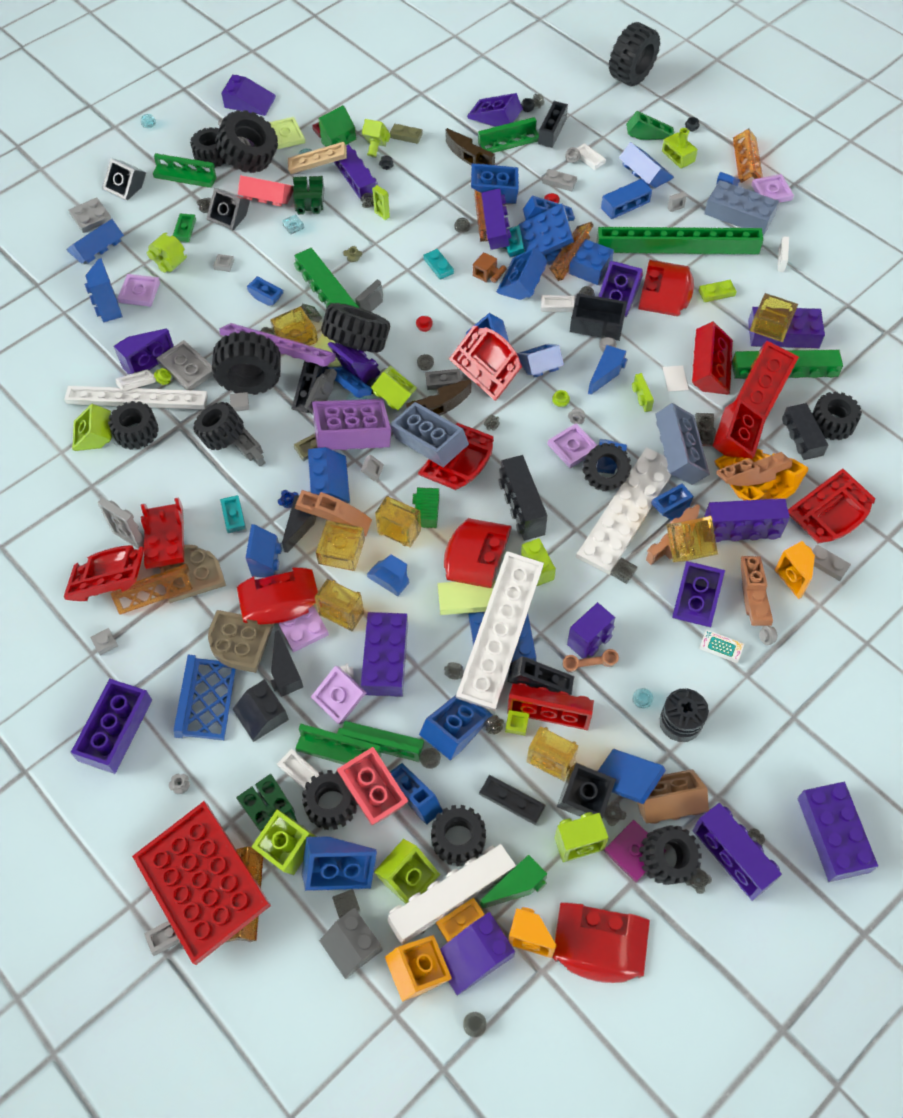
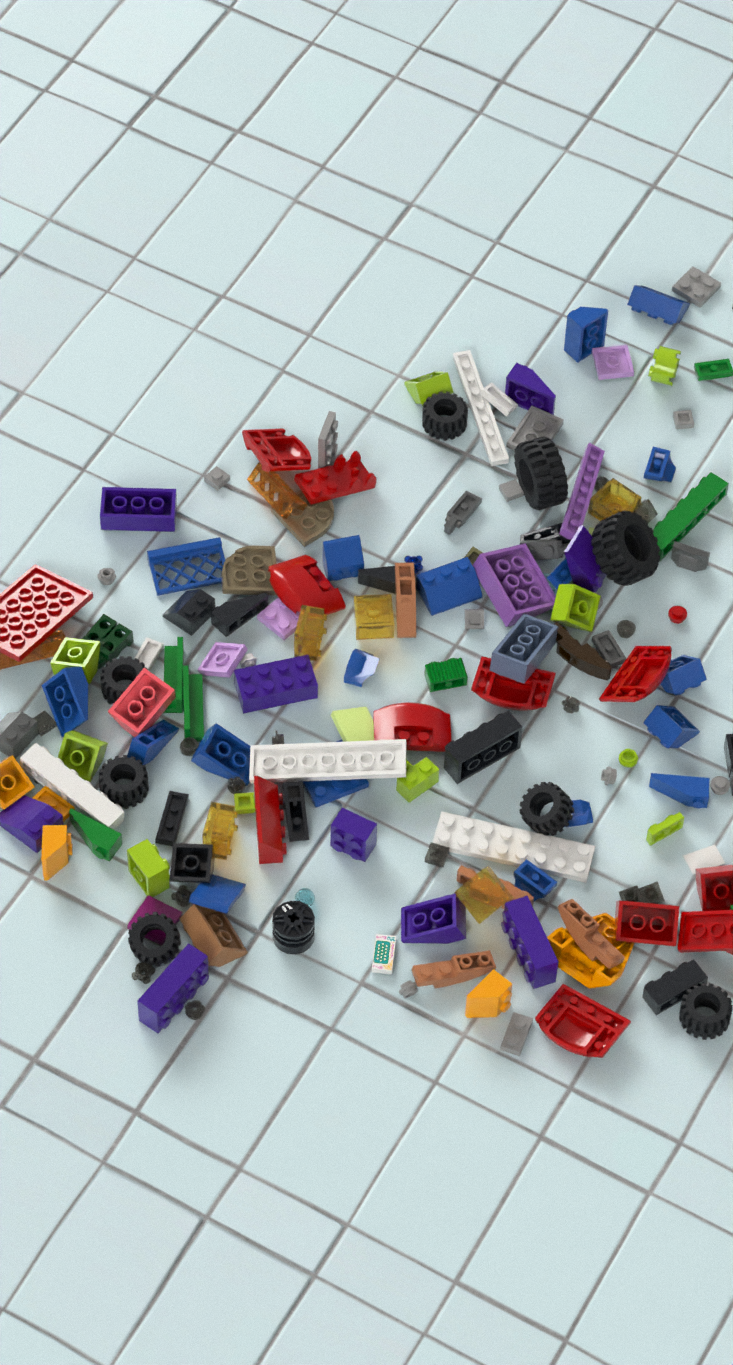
camera: 70 degrees right, 5 degrees down
(162, 376) = (512, 418): lime plate -> none
(218, 426) = (467, 479): black tyre -> none
(233, 514) = (379, 526): teal plate -> none
(398, 521) = (414, 653): clear yellow container -> none
(572, 445) = (572, 778): lavender plate -> none
(601, 943) = (66, 912): red slope -> none
(608, 659) = (320, 834): nougat bar -> none
(681, 444) = (603, 869): sand blue brick -> none
(837, 831) = (221, 1070): dark purple brick -> none

